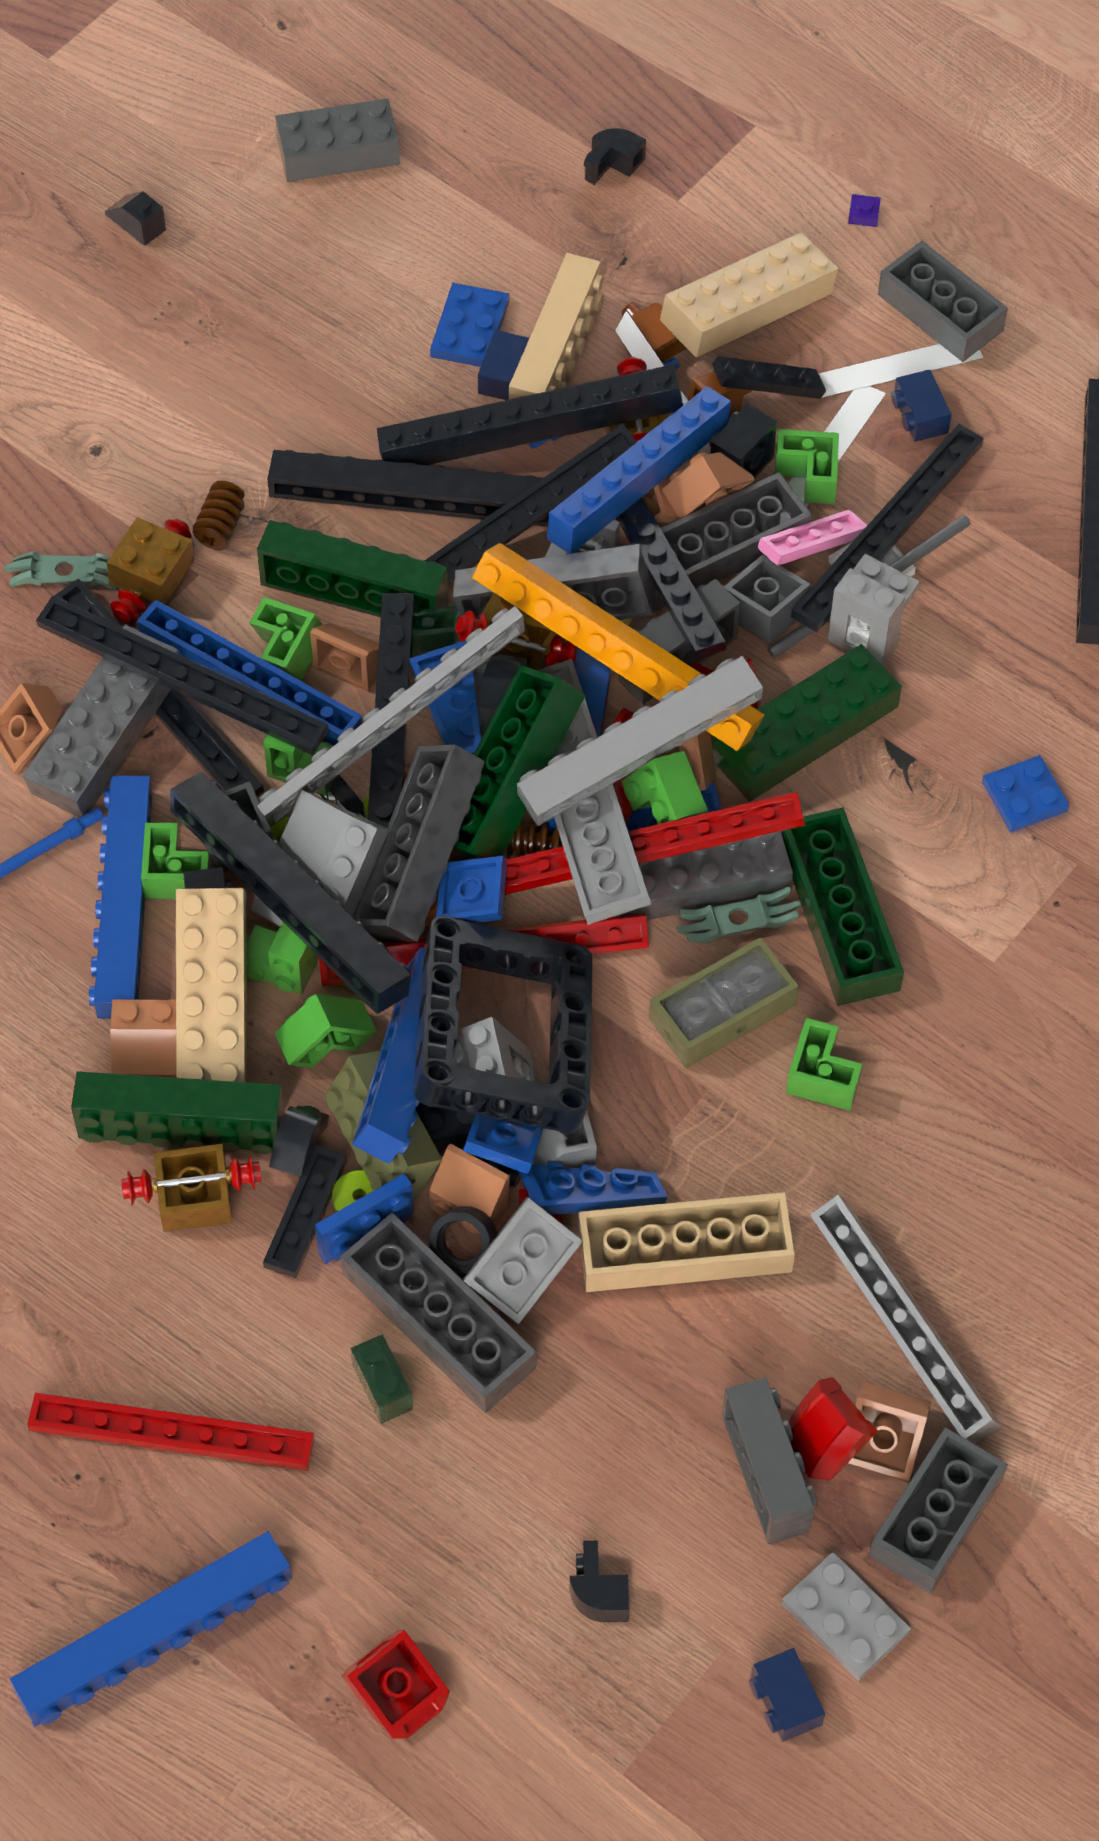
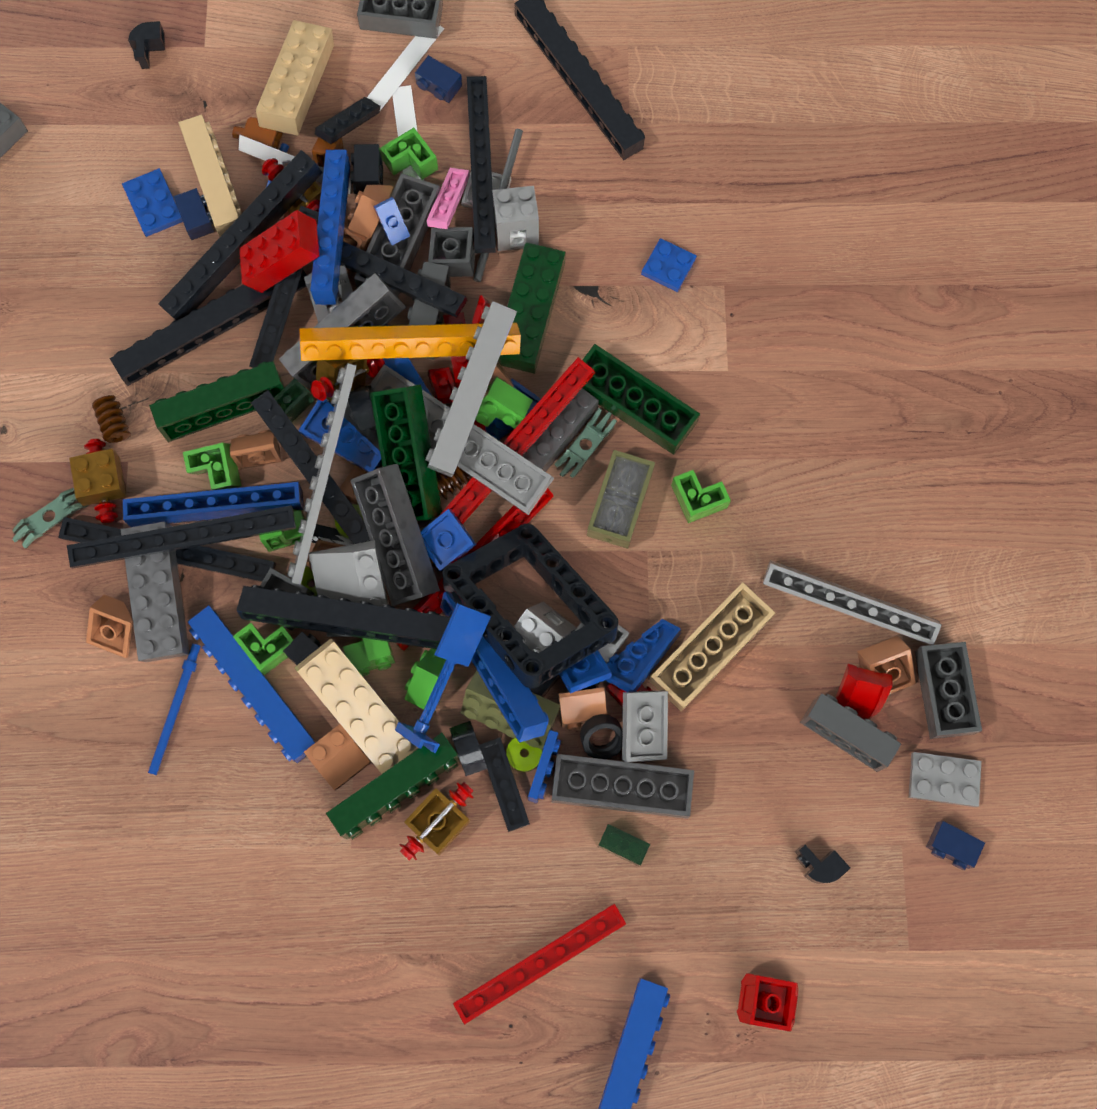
camera: 40 degrees left, 15 degrees up
(376, 991) = (455, 646): none -> blue piece
(554, 454) = (279, 251): none -> red brick
(715, 510) = (391, 221): none -> plate

